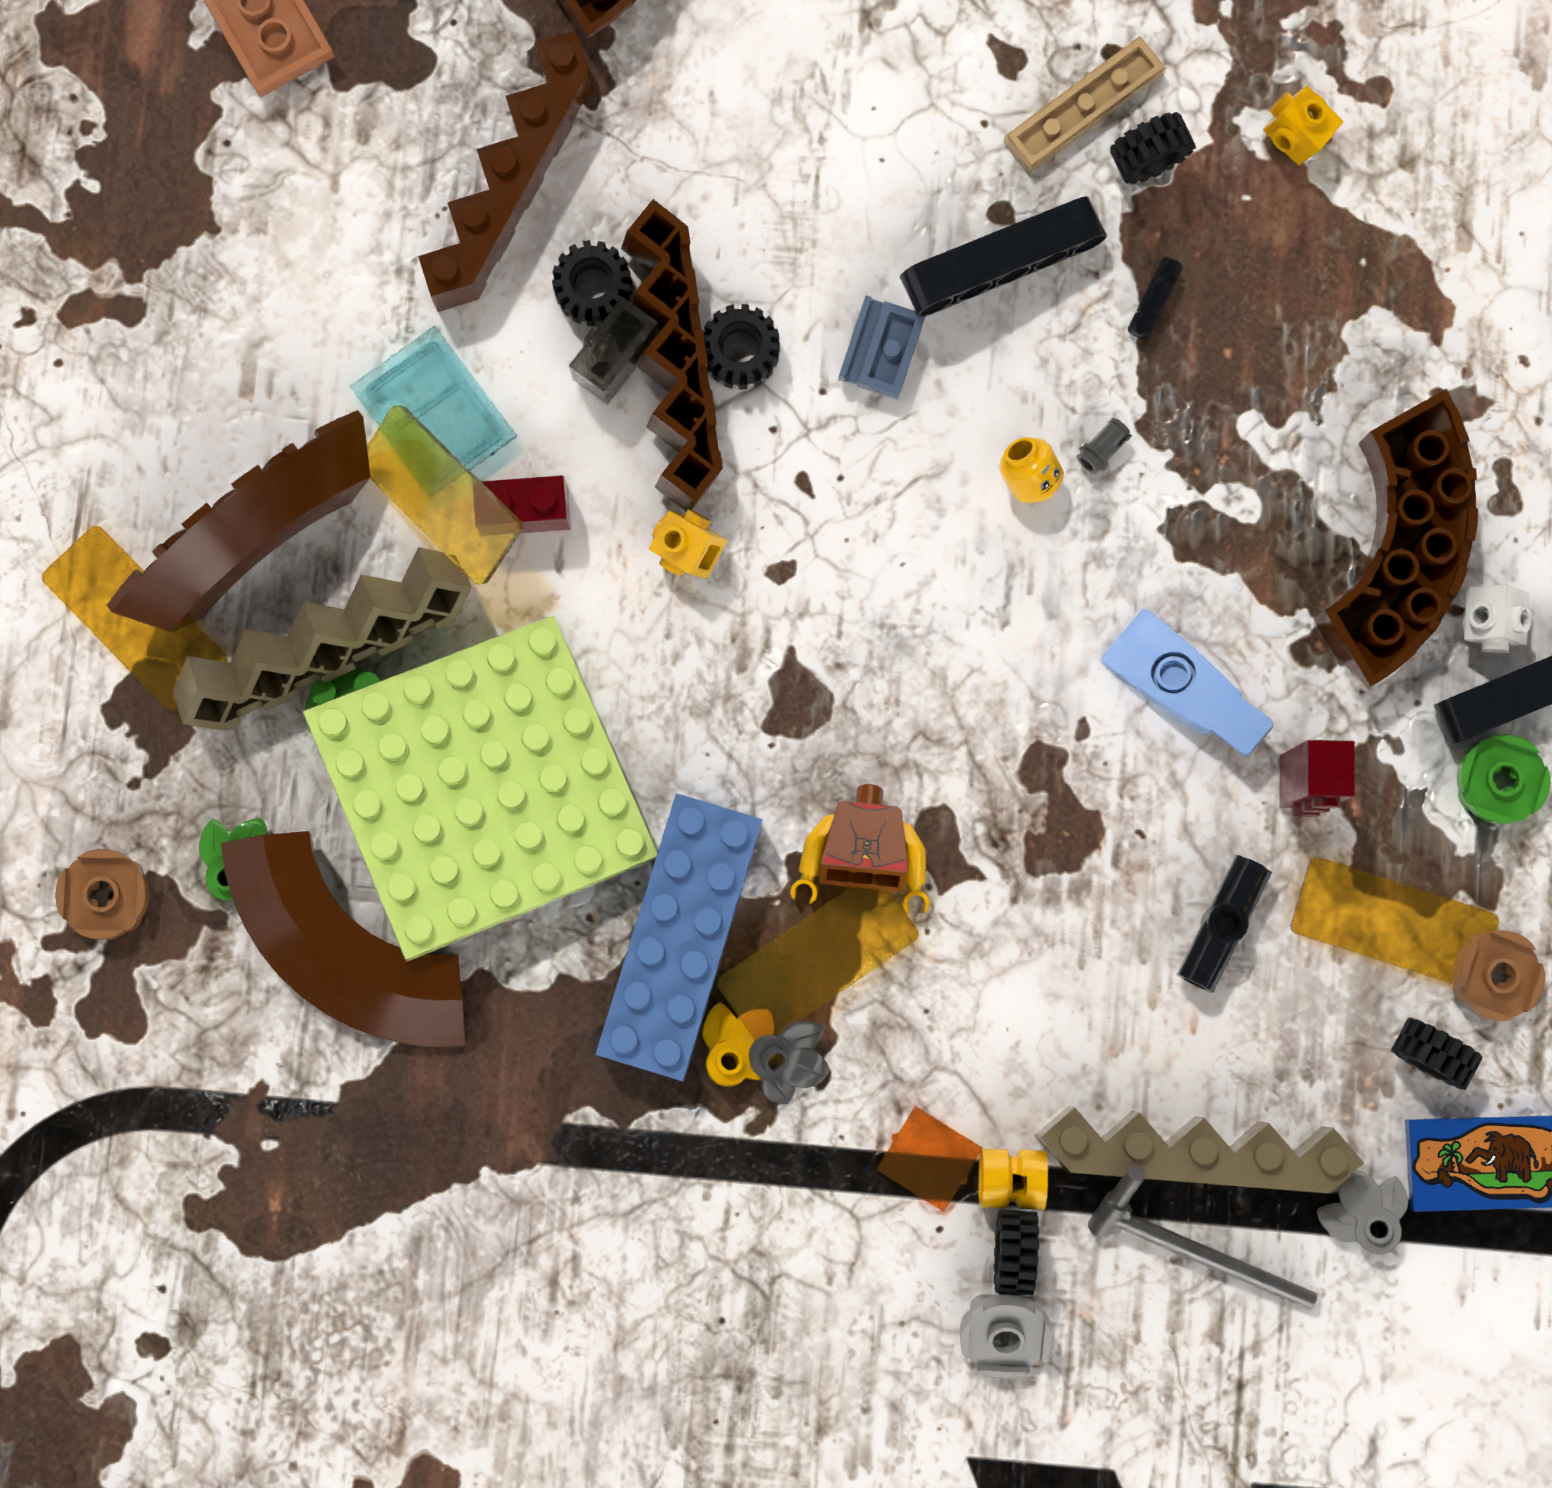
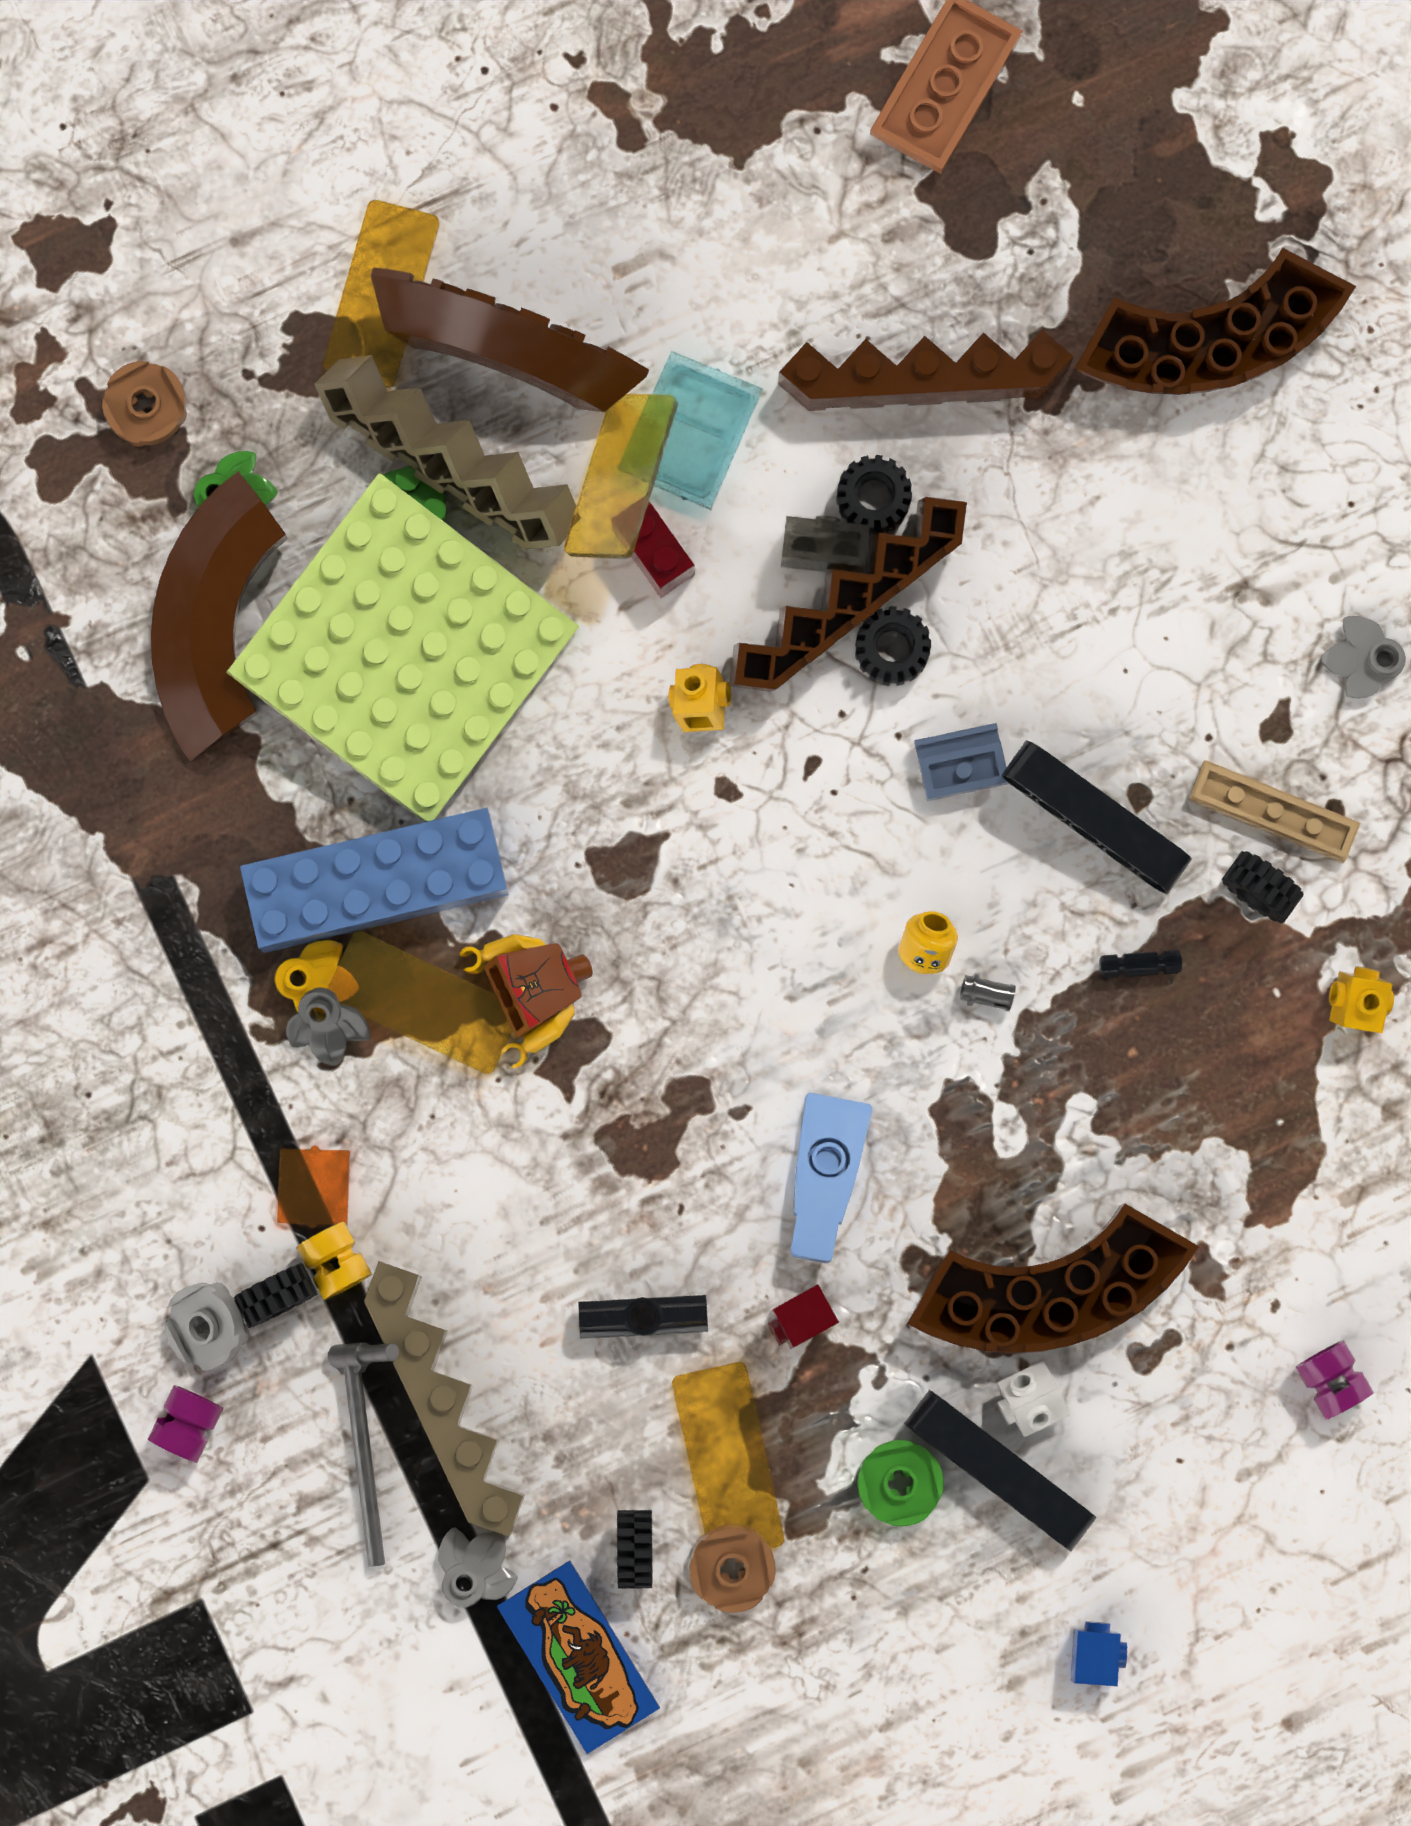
camera: 60 degrees right, 0 degrees up
(1083, 1402) = (185, 1424): none -> magenta wheel

